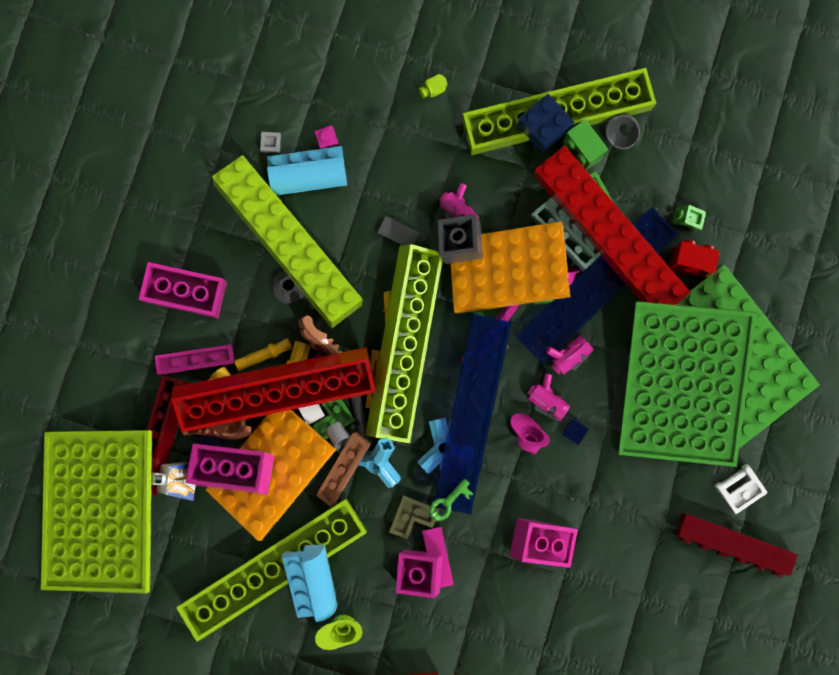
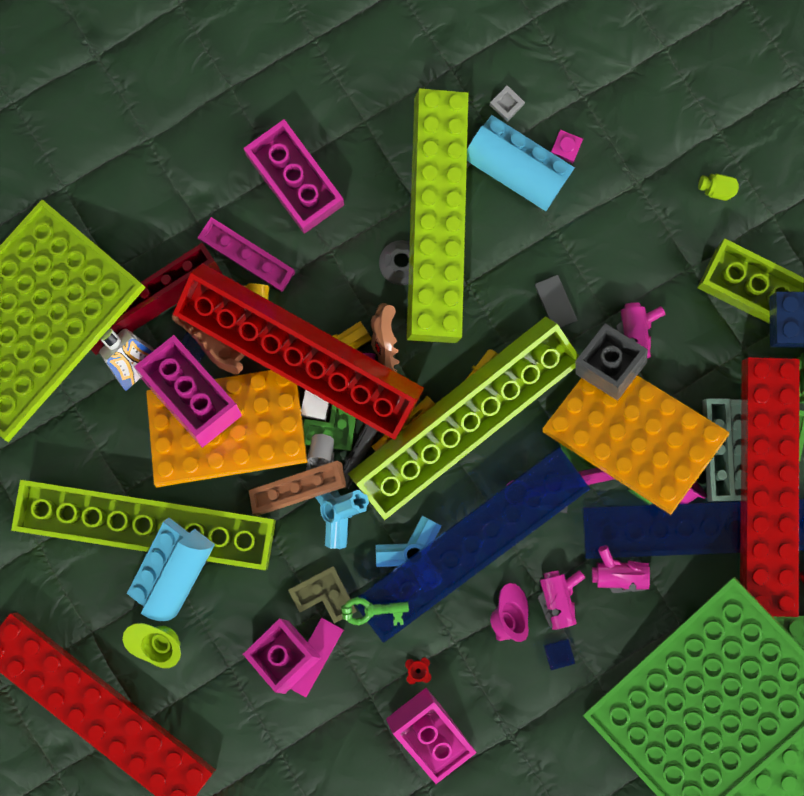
camera: 45 degrees right, 0 degrees up
(263, 354) = (328, 311): yellow pin -> none
(504, 517) = (414, 677): none -> red plate

